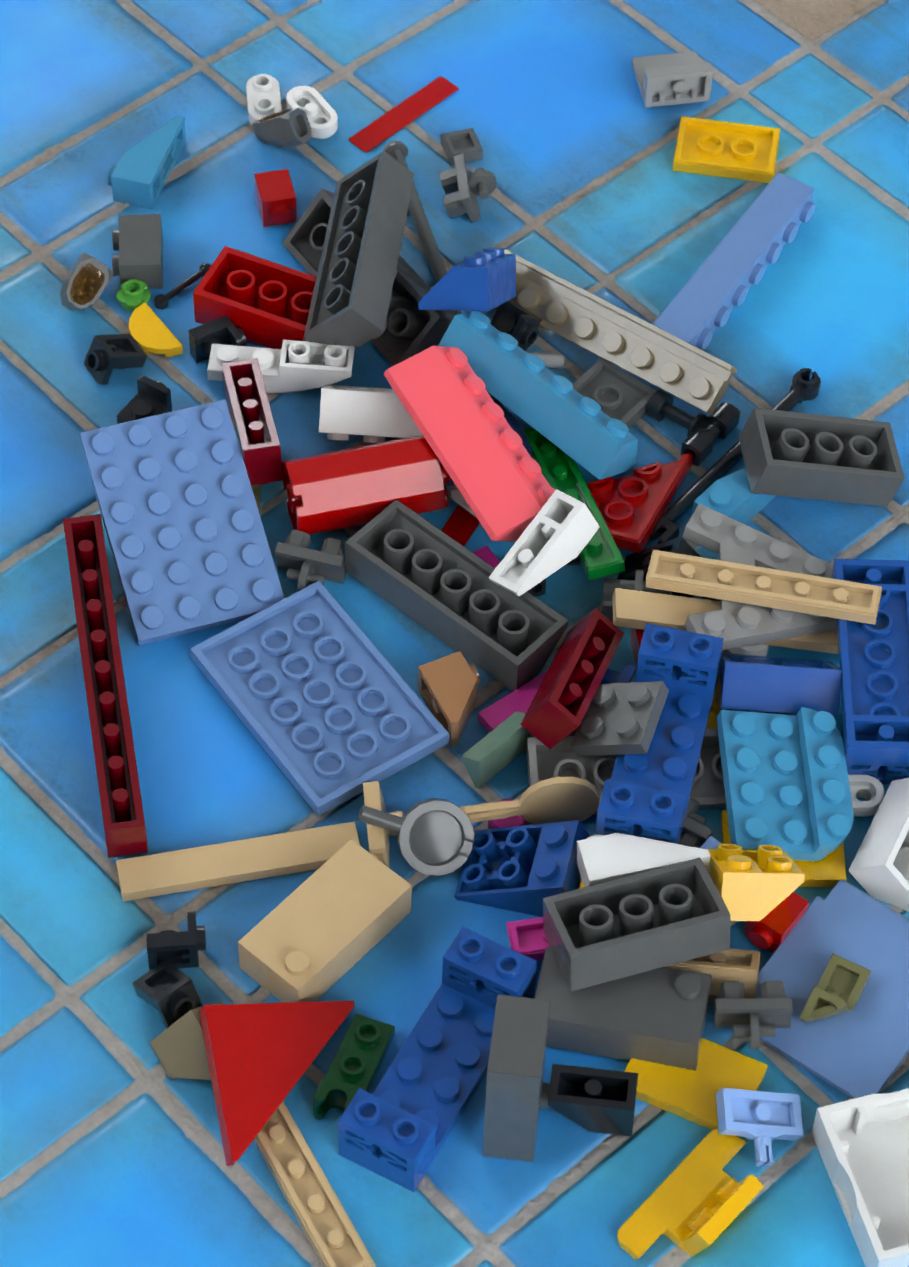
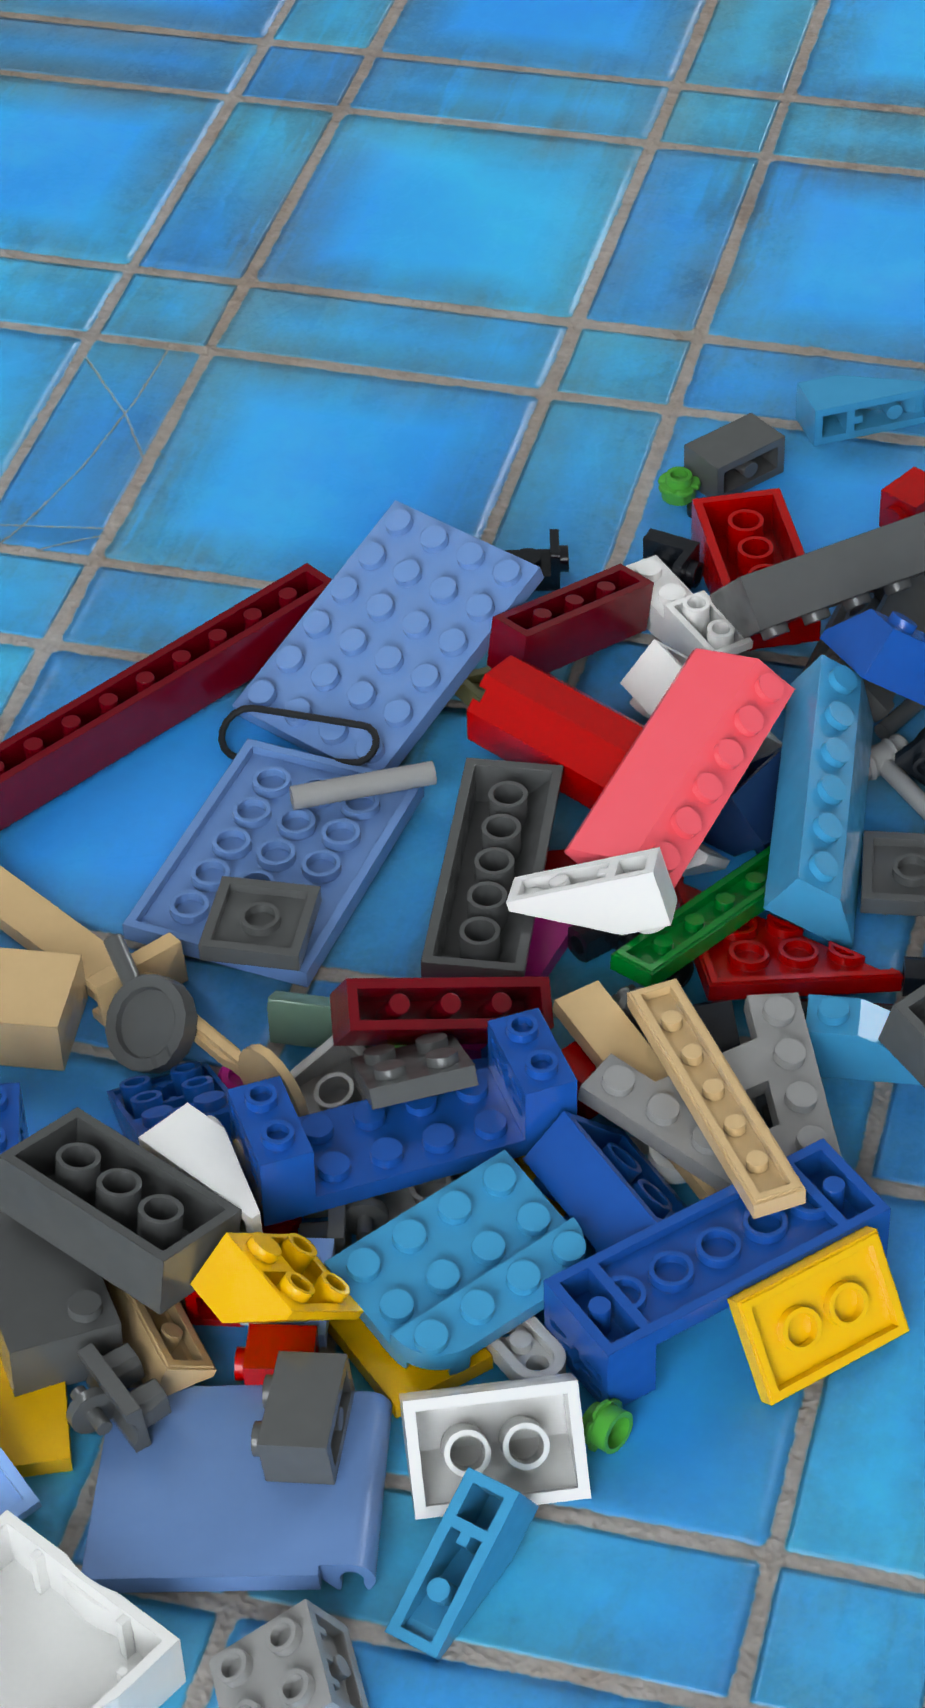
camera: 60 degrees right, 10 degrees down
(84, 283) = (649, 443): rock -> none
(111, 353) = (582, 507): black bracket -> none
(152, 333) = (640, 515): yellow tile -> none
(202, 606) = (305, 716): none -> black piece
(303, 611) = (362, 785): none -> light grey piece
(308, 564) = (443, 751): dark grey hips -> none
(396, 731) = (260, 923): none -> dark grey plate
(449, 691) = (364, 945): medium nougat slope -> none
(837, 990) = (209, 1465): olive slope -> none
(849, 921) = (304, 1417): none -> dark grey brick

